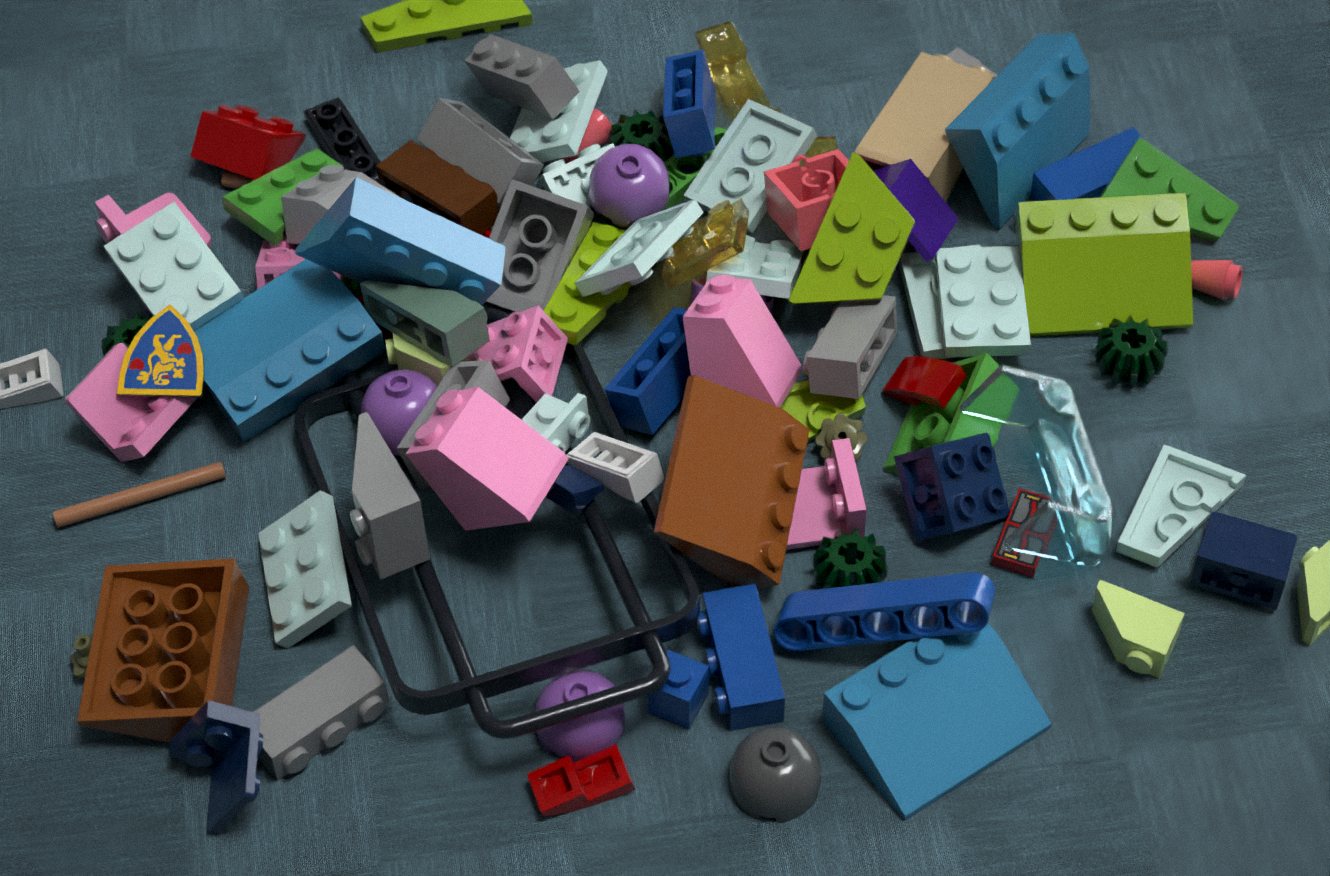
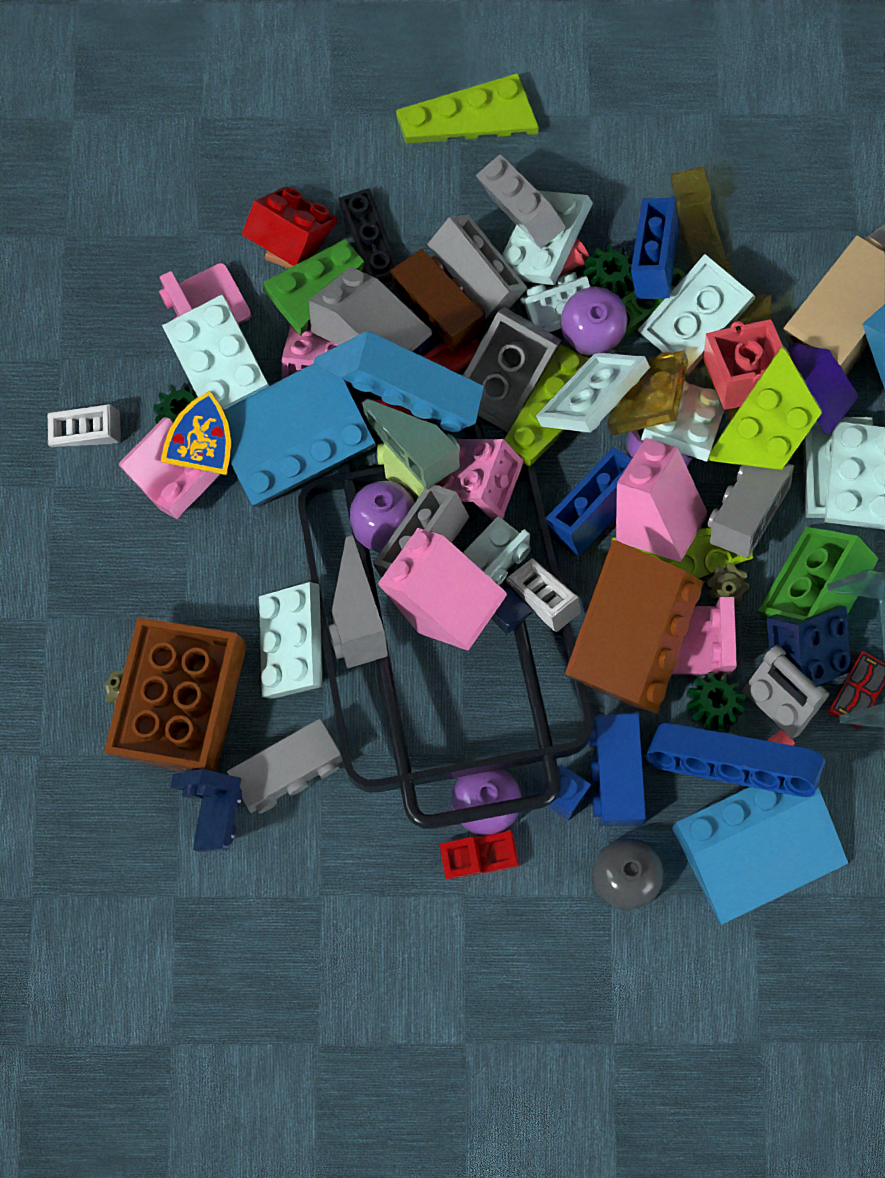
camera: 10 degrees right, 20 degrees up
(139, 494) = (170, 544): nougat bar -> none
(923, 545) = (779, 698): none -> light grey plate
(925, 381) = (803, 545): red slope -> none

